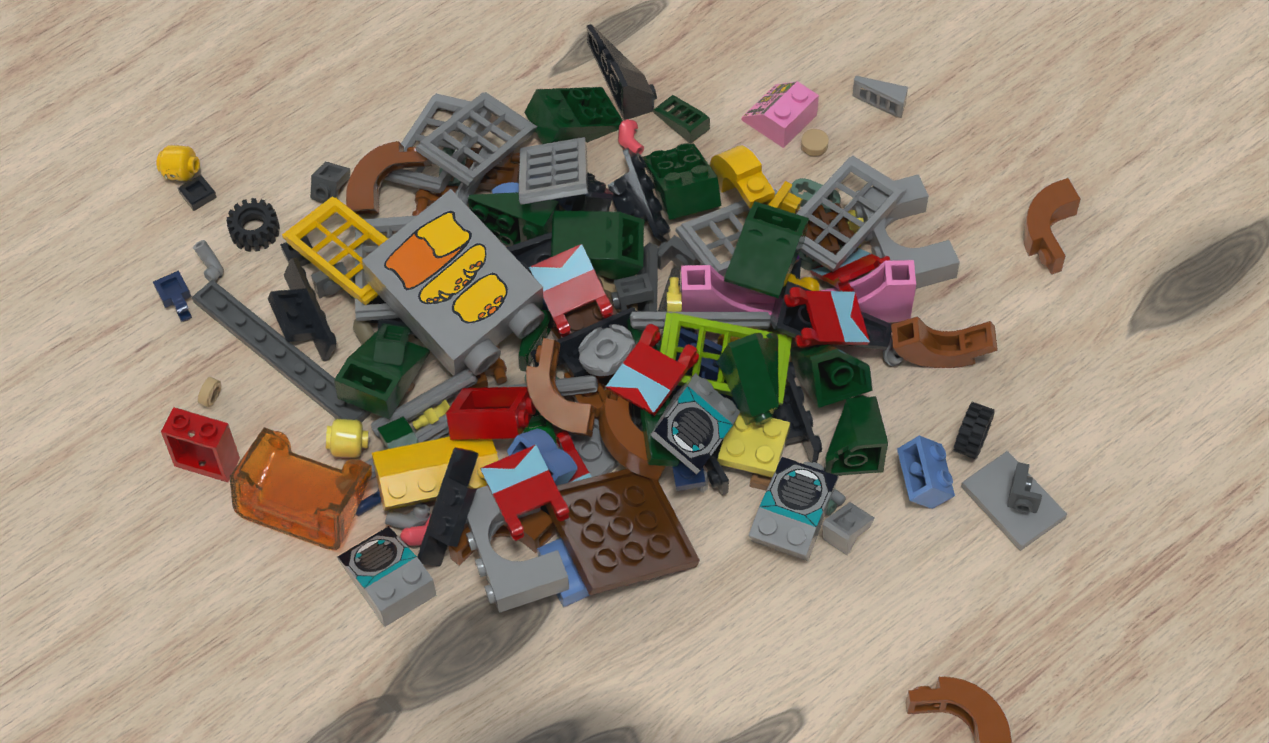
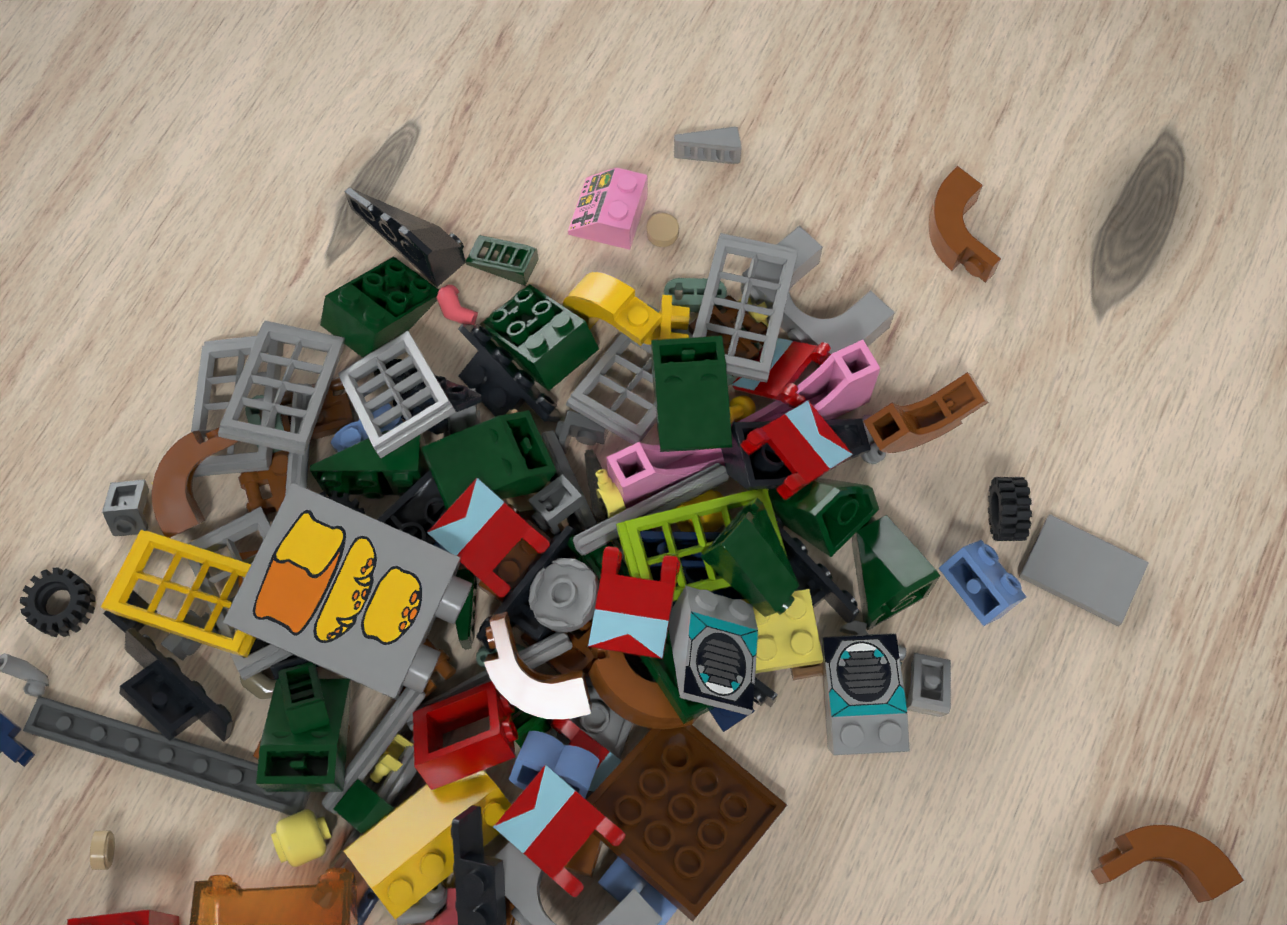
camera: 25 degrees left, 10 degrees up
(1020, 495) = (1091, 558): dark grey bracket -> none

